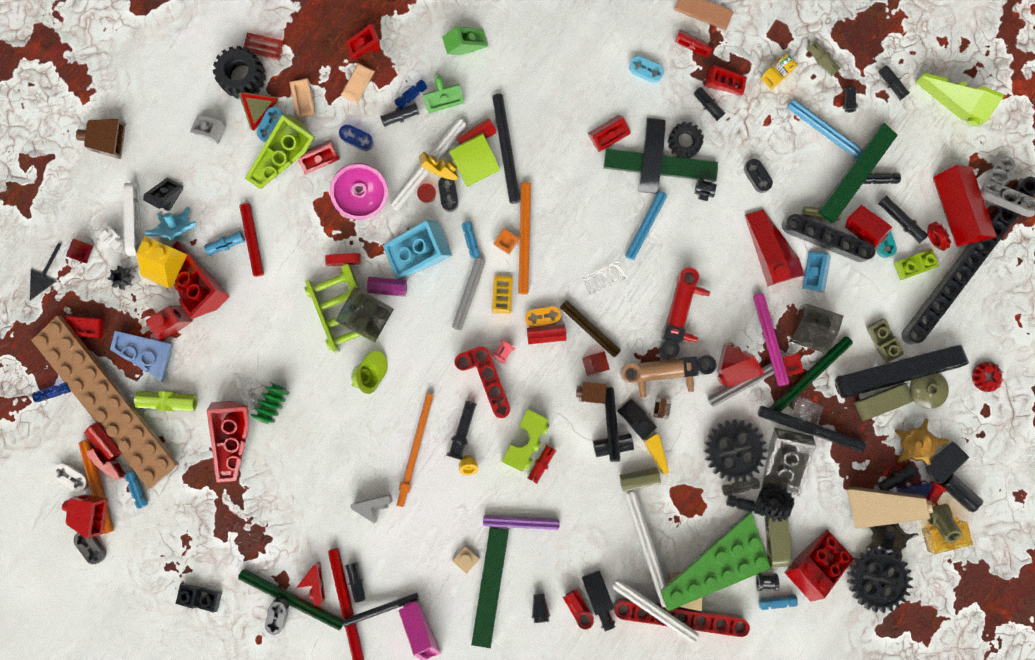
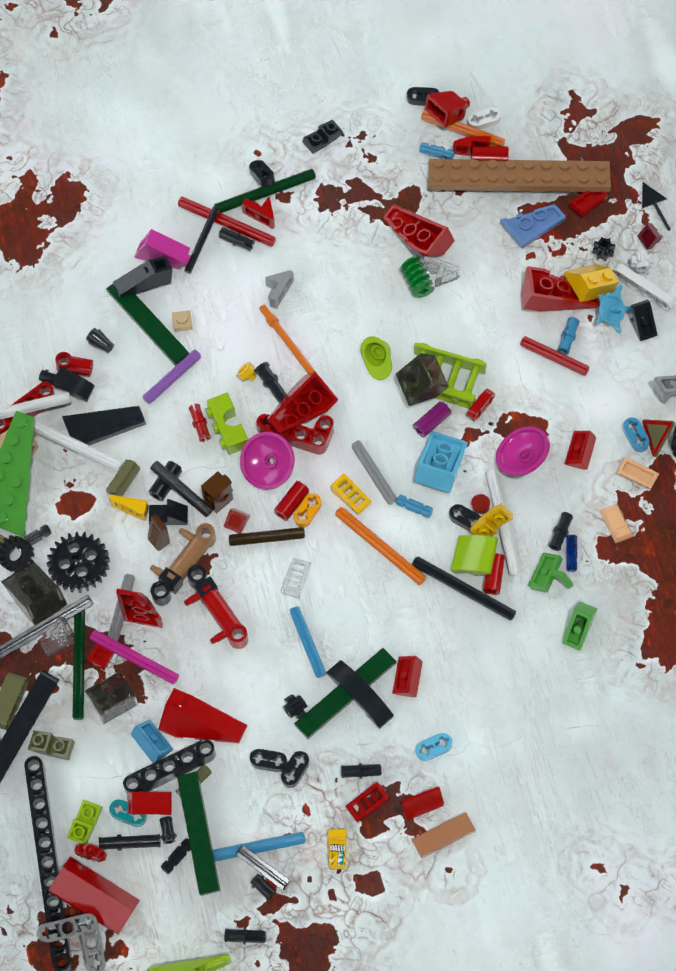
camera: 135 degrees right, 20 degrees down
(51, 392) = (558, 147): clear blue axle -> none
(165, 401) = (482, 213): lime piece -> none
(167, 323) = (540, 250): red torso -> none
(284, 146) = (606, 427): lime wedge -> none
(358, 134) = (569, 483): clear blue beam -> none
(363, 41) = (642, 549): red slope -> none
(456, 623) = (145, 276): none -> black slope
(458, 394) = (303, 402): none -> red wedge
(503, 351) = (307, 460): coral bush -> none
(506, 241) = (389, 529): orange plate -> none
(541, 379) = (256, 460): none -> dark pink dish
(609, 540) = (104, 424): none -> black wing
(685, 129) = (342, 737): black tyre -> none
(740, 487) = (49, 543): clear smoke axle -> none
(747, 147) = (291, 766): none -> black beam
(823, 58) = (316, 896): olive pin -> none
(839, 110) = (262, 867): none -> axle
(873, 197) = (168, 835): none -> black pin

